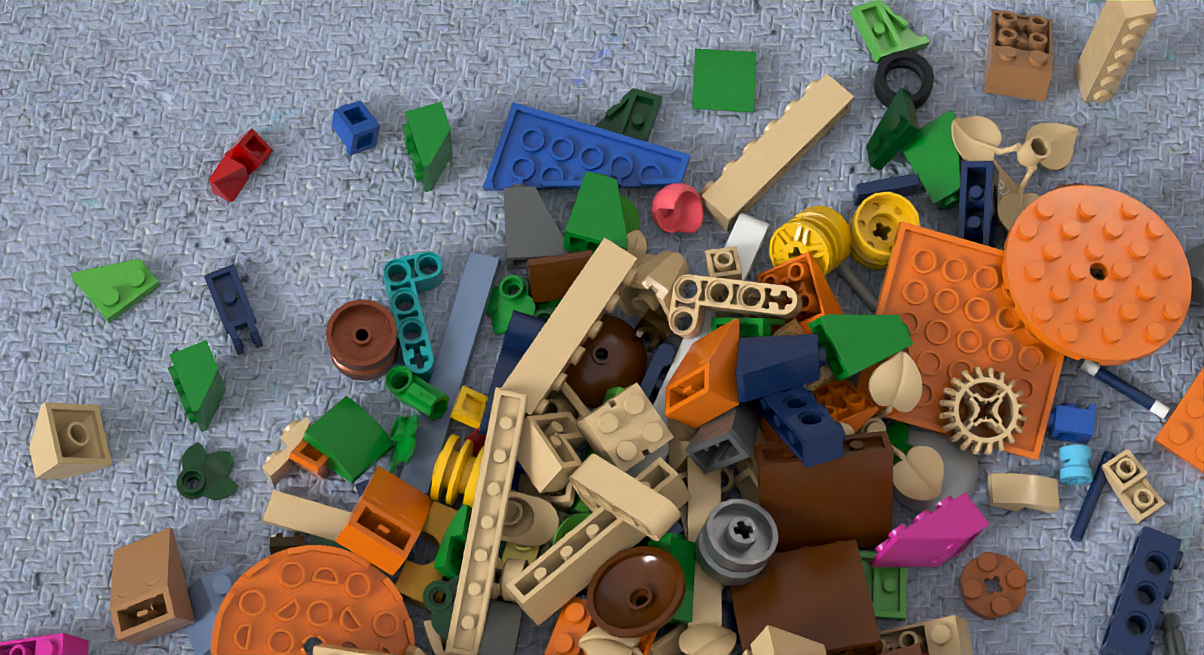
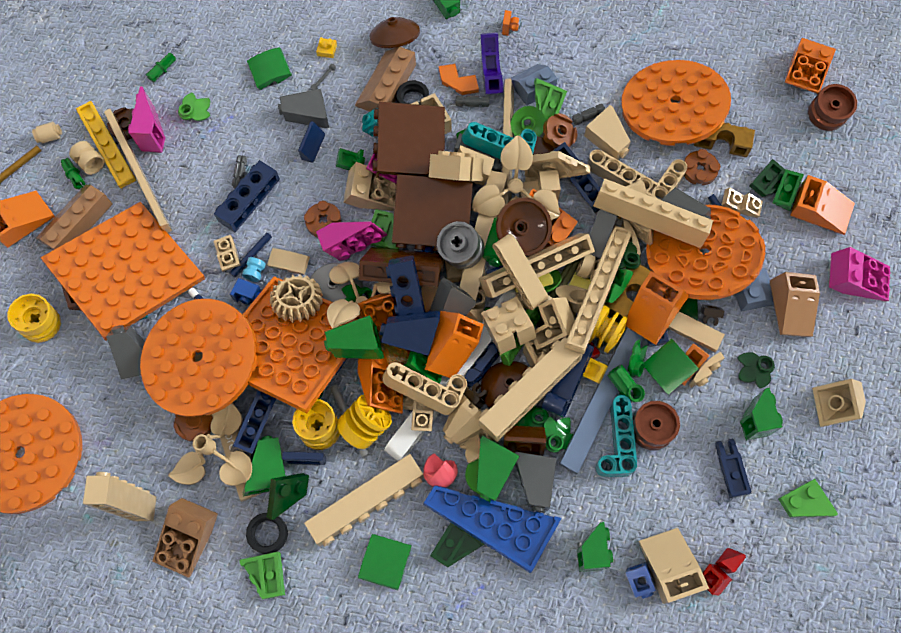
camera: 160 degrees left, 0 degrees up
(312, 151) = (672, 566): none -> tan slope

